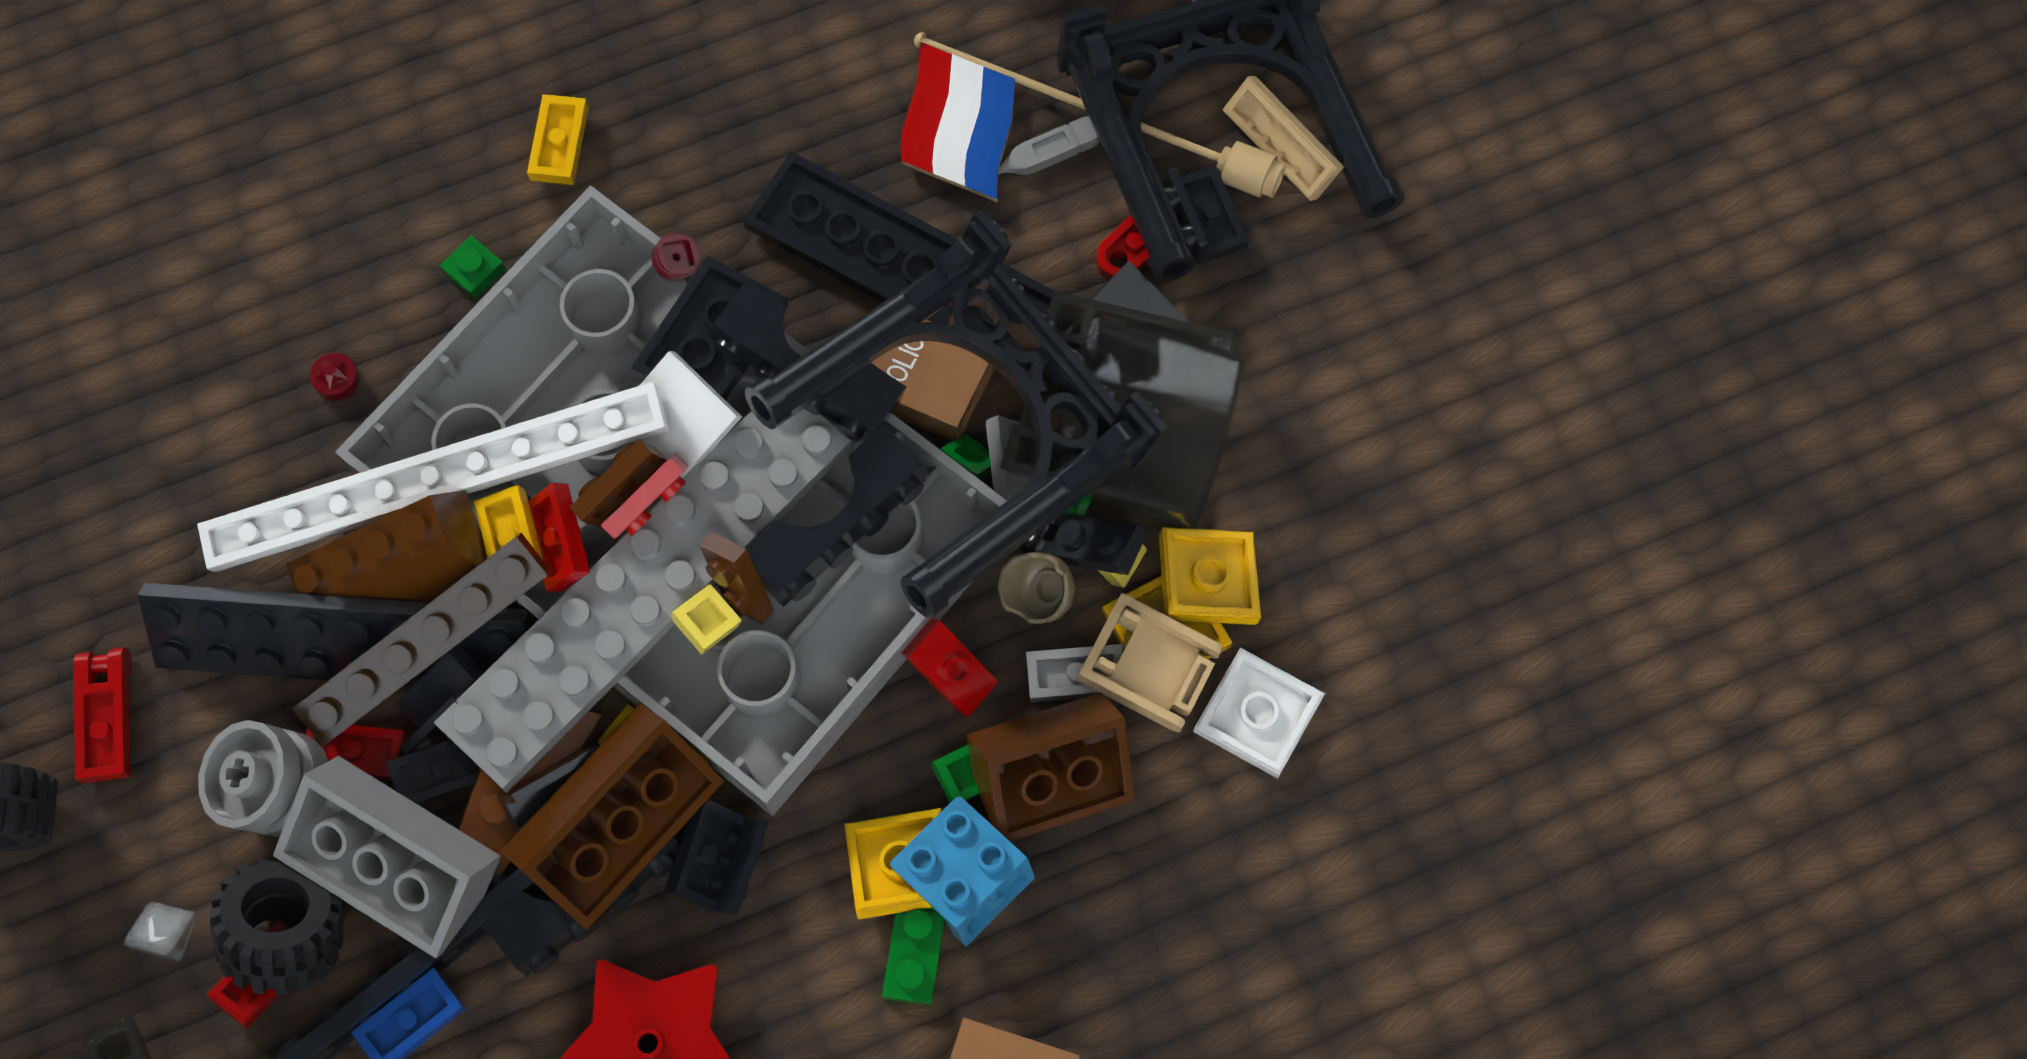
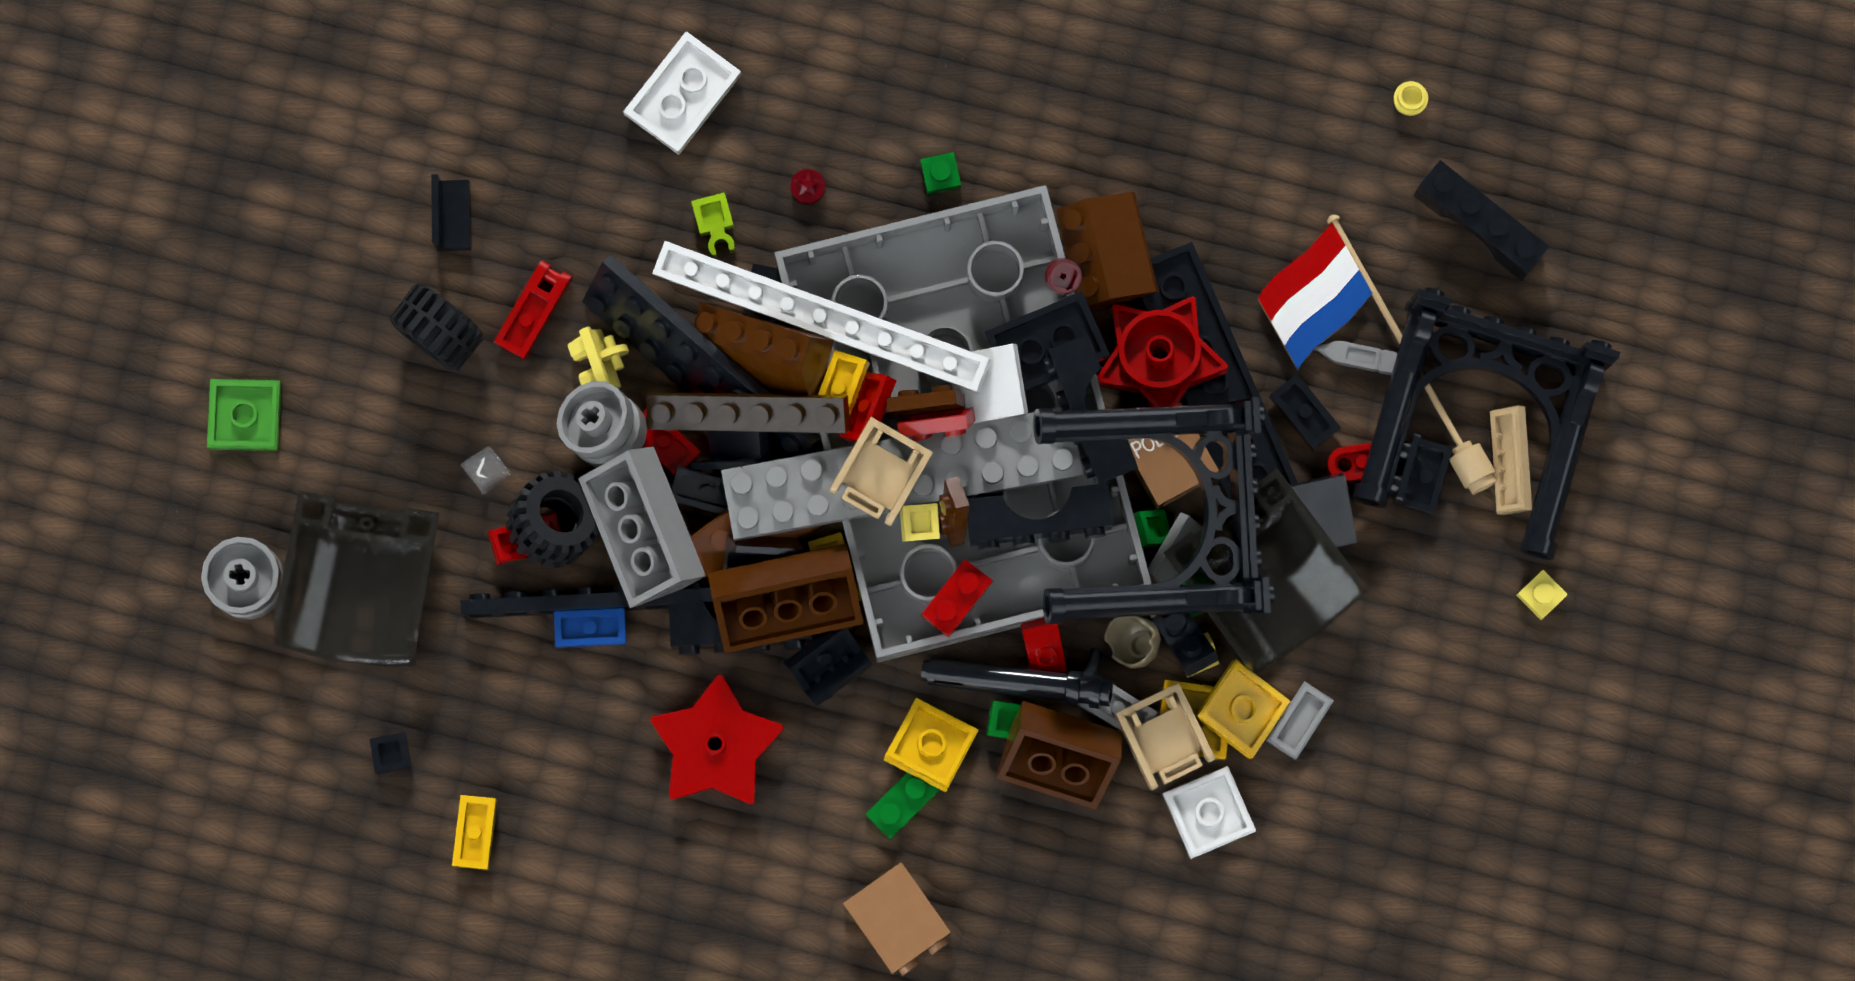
camera: 35 degrees right, 10 degrees up
(124, 374) = (682, 93): none -> white plate
(214, 702) = (602, 355): none -> light yellow hips
(249, 476) = (714, 218): none -> lime plate
(558, 139) = (1052, 124): yellow plate -> none
(620, 597) = (878, 476): none -> tan container
(712, 205) = (1109, 247): none -> reddish brown slope
(808, 671) = (957, 598): none -> red plate
(838, 272) = (1154, 332): none -> red plate
(964, 869) = (964, 776): dark azure bracket -> none
(1009, 683) = (1073, 688): none -> black cylinder
(1042, 236) = (1304, 412): none -> black plate
(1278, 547) = (1299, 720): none -> light grey tile
(1419, 246) = (1541, 594): none -> light yellow plate

